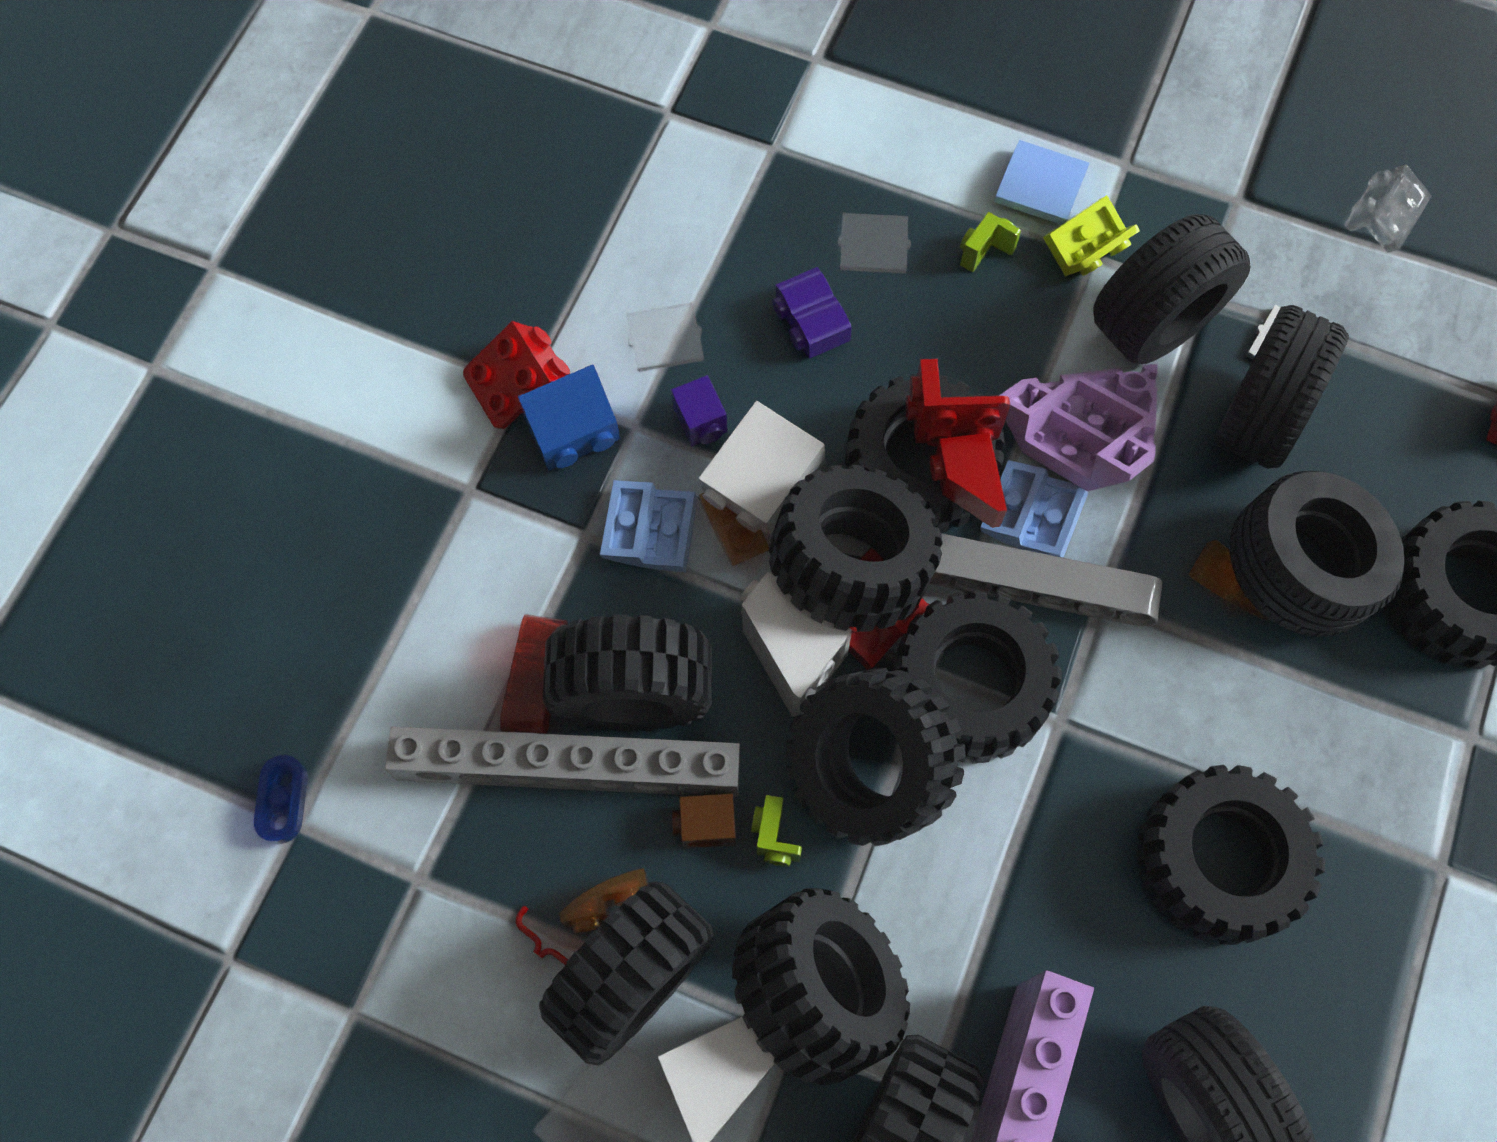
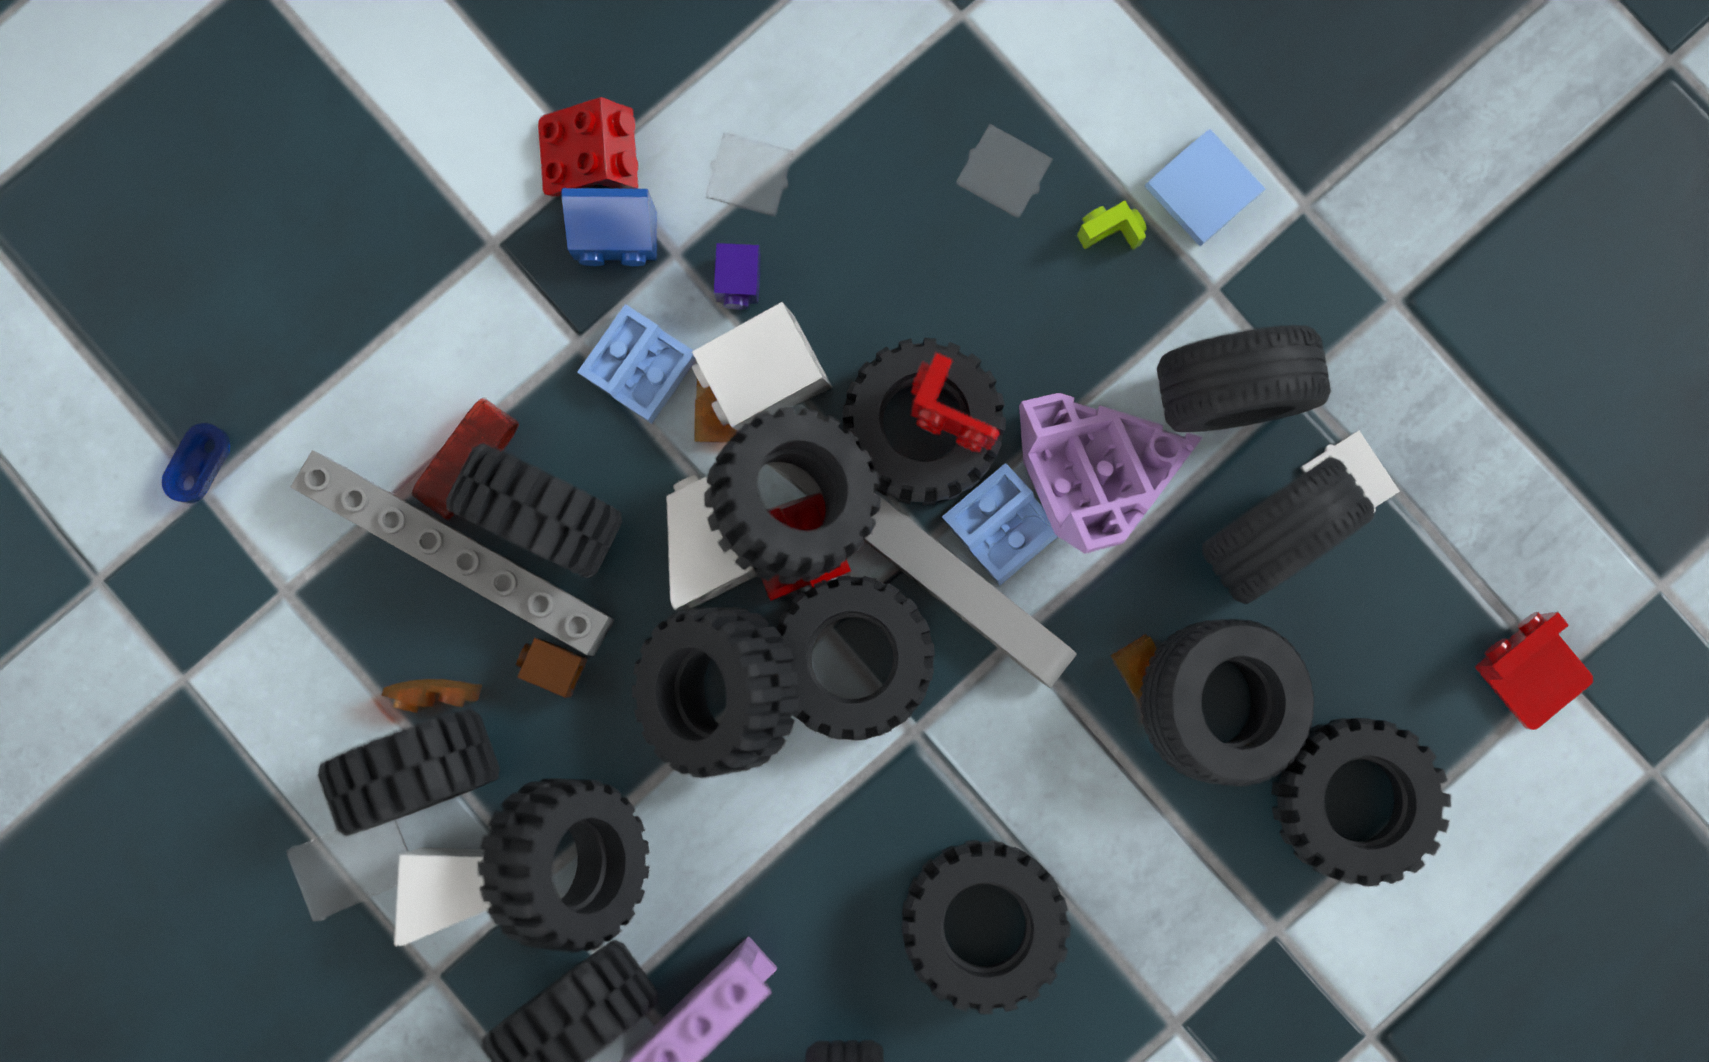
camera: 25 degrees right, 15 degrees up
(538, 944) = (366, 708): red piece -> none
(766, 824) = (602, 697): lime bracket -> none
(812, 312) = (899, 221): dark purple brick -> none
(970, 476) = (937, 476): red slope -> none
(1088, 237) = (1215, 273): neon yellow bracket -> none
(1390, 206) = (1538, 384): clear bracket -> none

